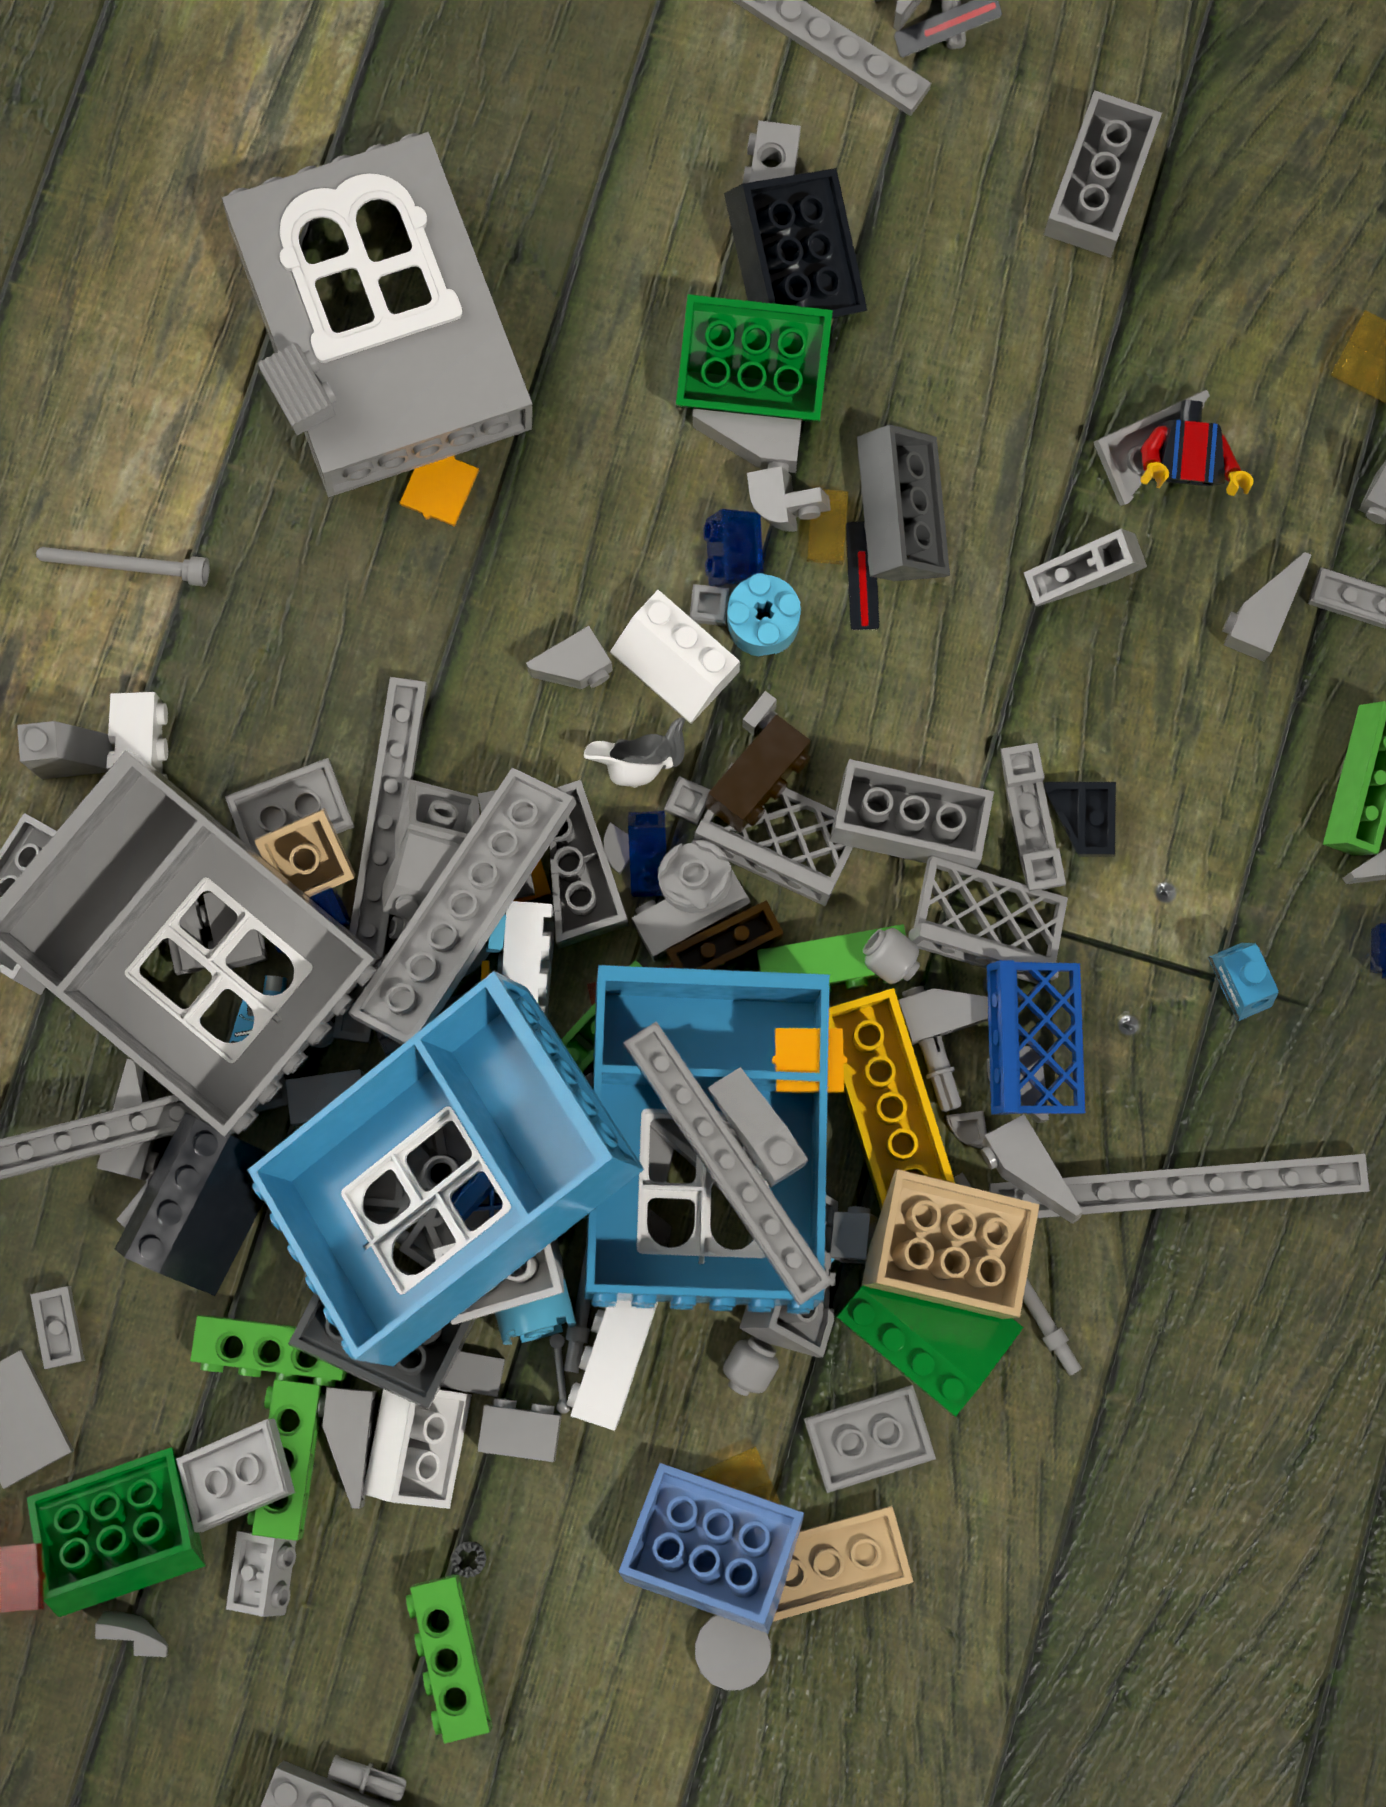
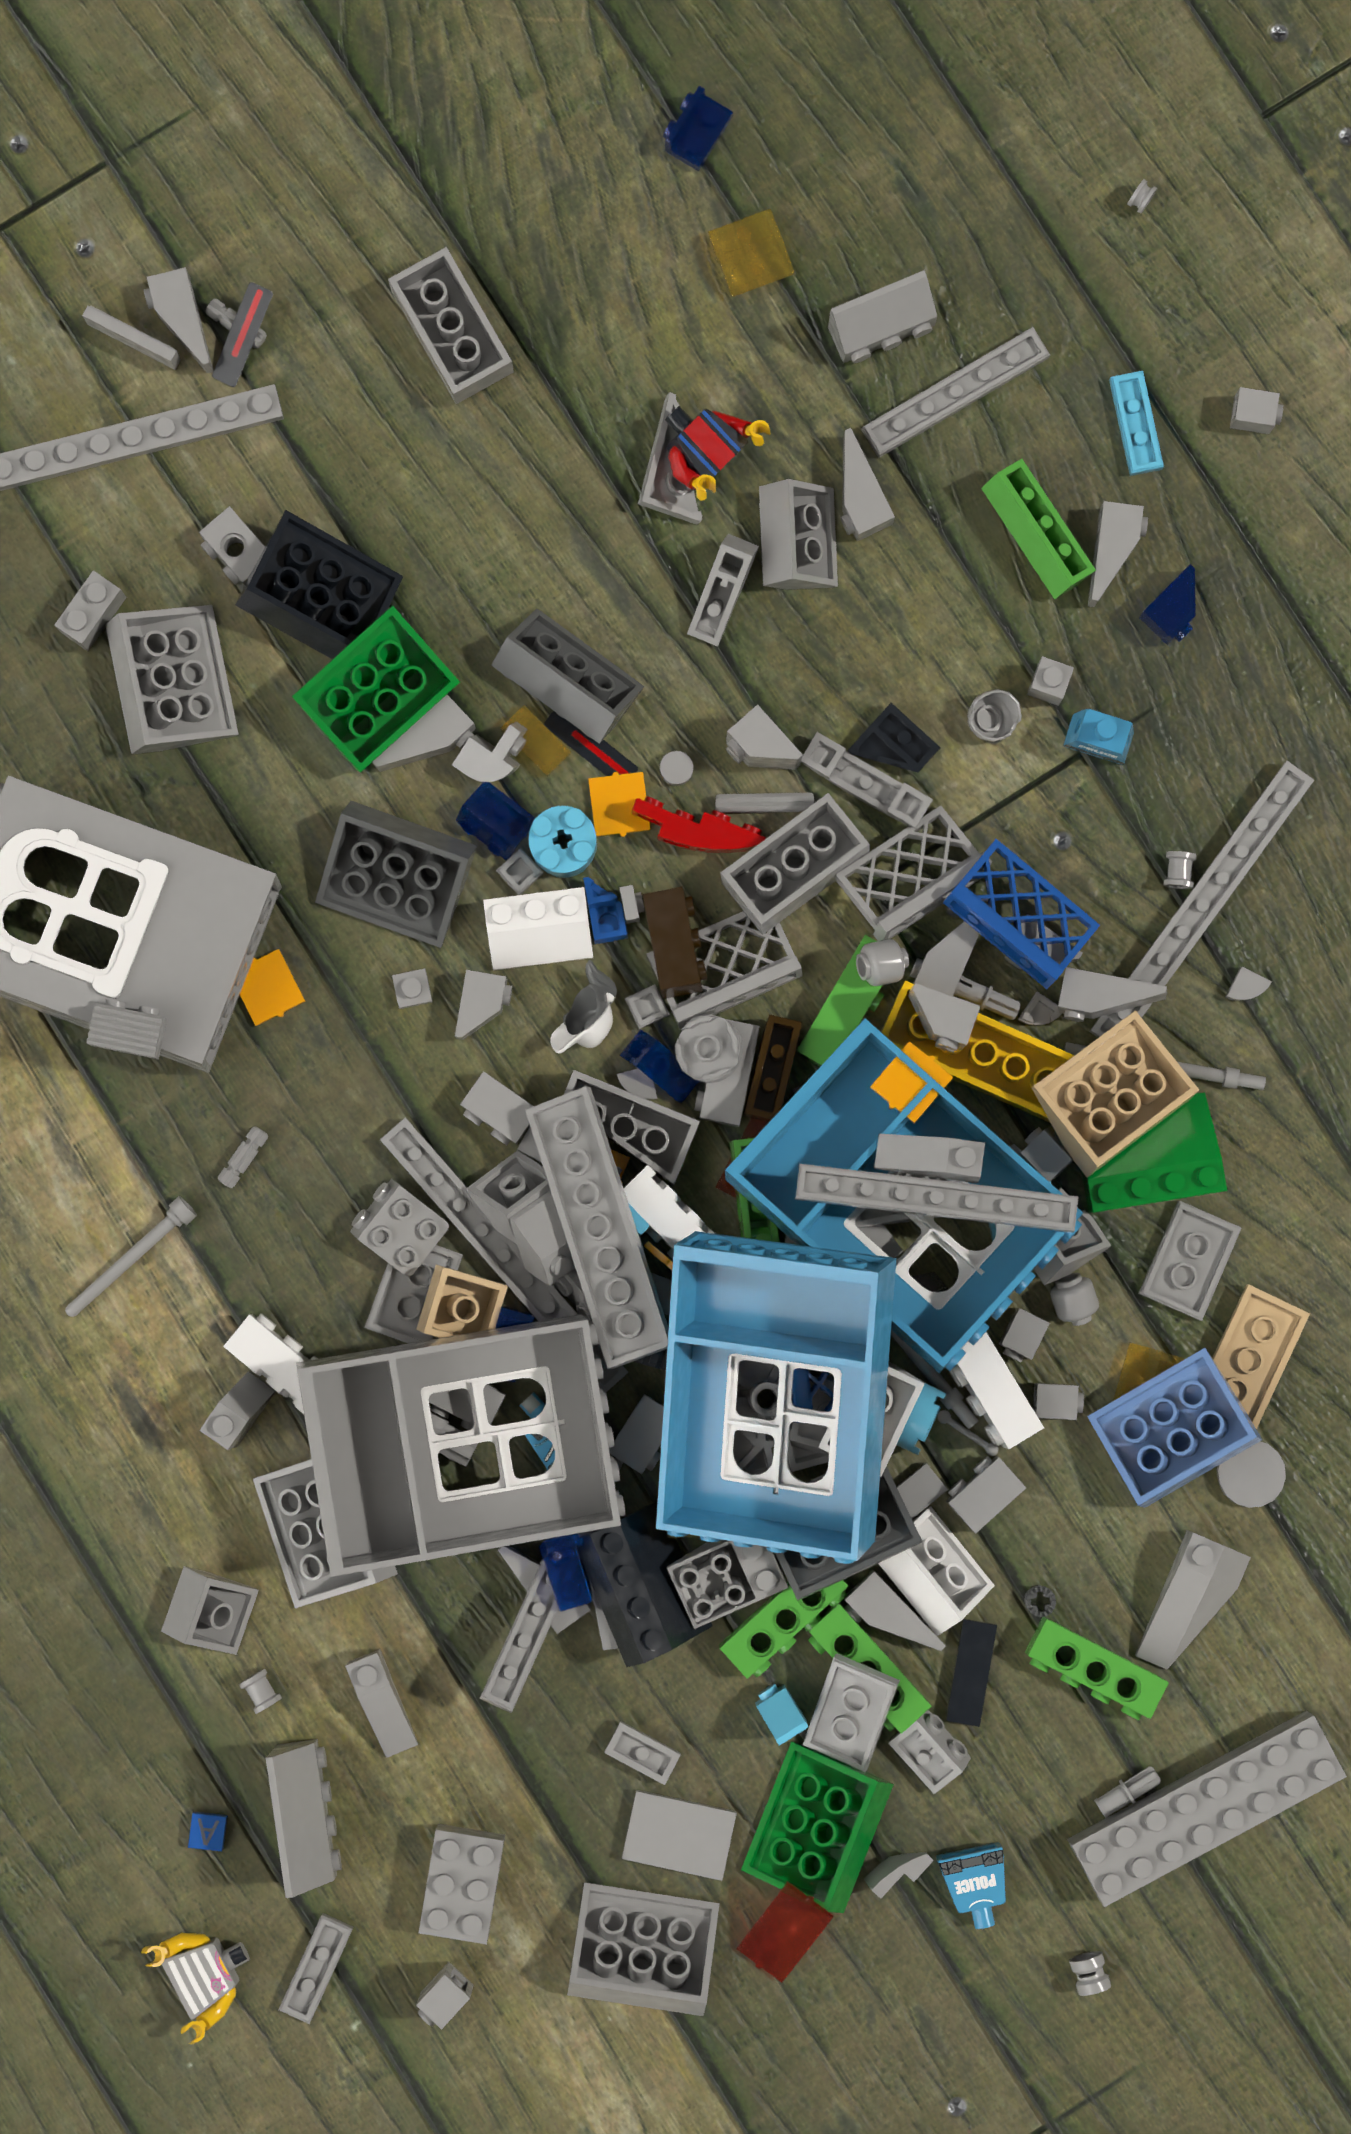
camera: 55 degrees left, 5 degrees up
(151, 1128) = (565, 1571): none -> clear blue bracket
(179, 1709) = (975, 1880): none -> dark azure torso
(185, 1416) = (781, 1713): none -> medium azure slope
(256, 1268) = (725, 1579): none -> light grey slope
(283, 582) = (242, 1157): none -> light grey axle
(329, 754) = (399, 1227): none -> light grey bracket
(357, 1552) = (971, 1672): none -> black tile
(497, 746) = (497, 1107): none -> light grey brick
(538, 600) = (412, 988): none -> light grey plate
(590, 1688) = (1194, 1591): none -> light grey wedge
(620, 506) = (395, 873): none -> dark grey slope
(621, 94) = (90, 610): none -> light grey brick
(623, 201) = (171, 678): none -> light grey slope
(651, 1426) = (1057, 1401): none -> light grey brick
(682, 1348) = (1023, 1335): none -> light grey brick
(734, 701) = (605, 914): none -> blue slope
(835, 637) = (613, 802): none -> light orange piece
(874, 729) = (712, 835): none -> red slope
(890, 1044) = (944, 1017): none -> light grey slope
(905, 657) = (676, 768): none -> light grey tile
(938, 749) = (763, 802): none -> light grey axle
(985, 703) = (761, 743): none -> light grey slope
(1145, 1286) = (1247, 985): none -> light grey tile
(1181, 875) = (994, 715): none -> light grey hair
(1184, 591) = (798, 535): none -> light grey slope
(1191, 1143) = (1179, 870): none -> light grey bush
(1252, 897) = (1050, 681): none -> light grey brick

